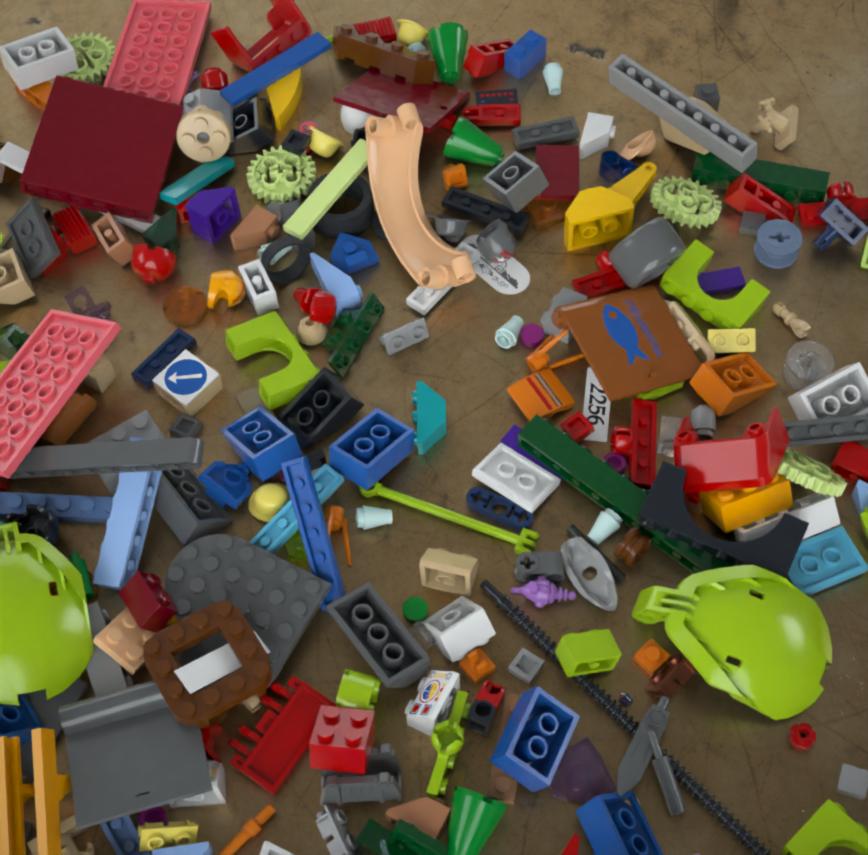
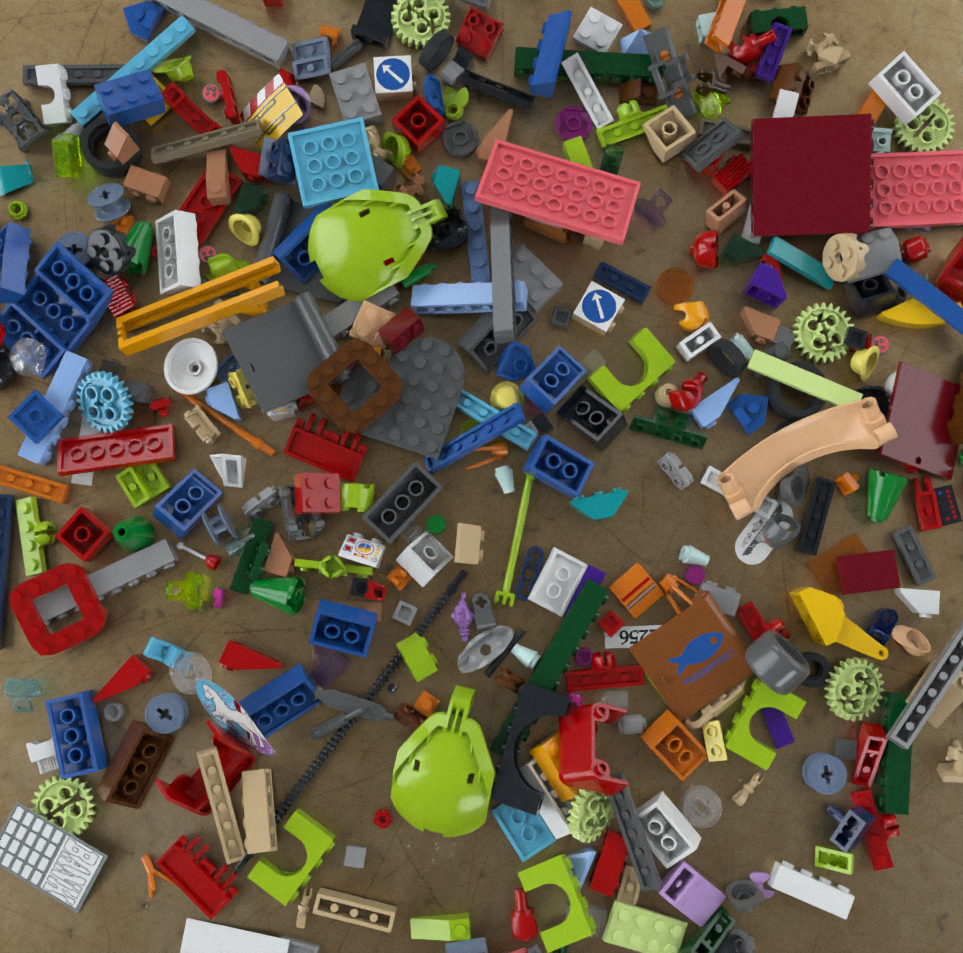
camera: 75 degrees right, 25 degrees up
(210, 667) = (352, 391): white sticker -> none
(516, 181) = (843, 538): dark grey brick -> none

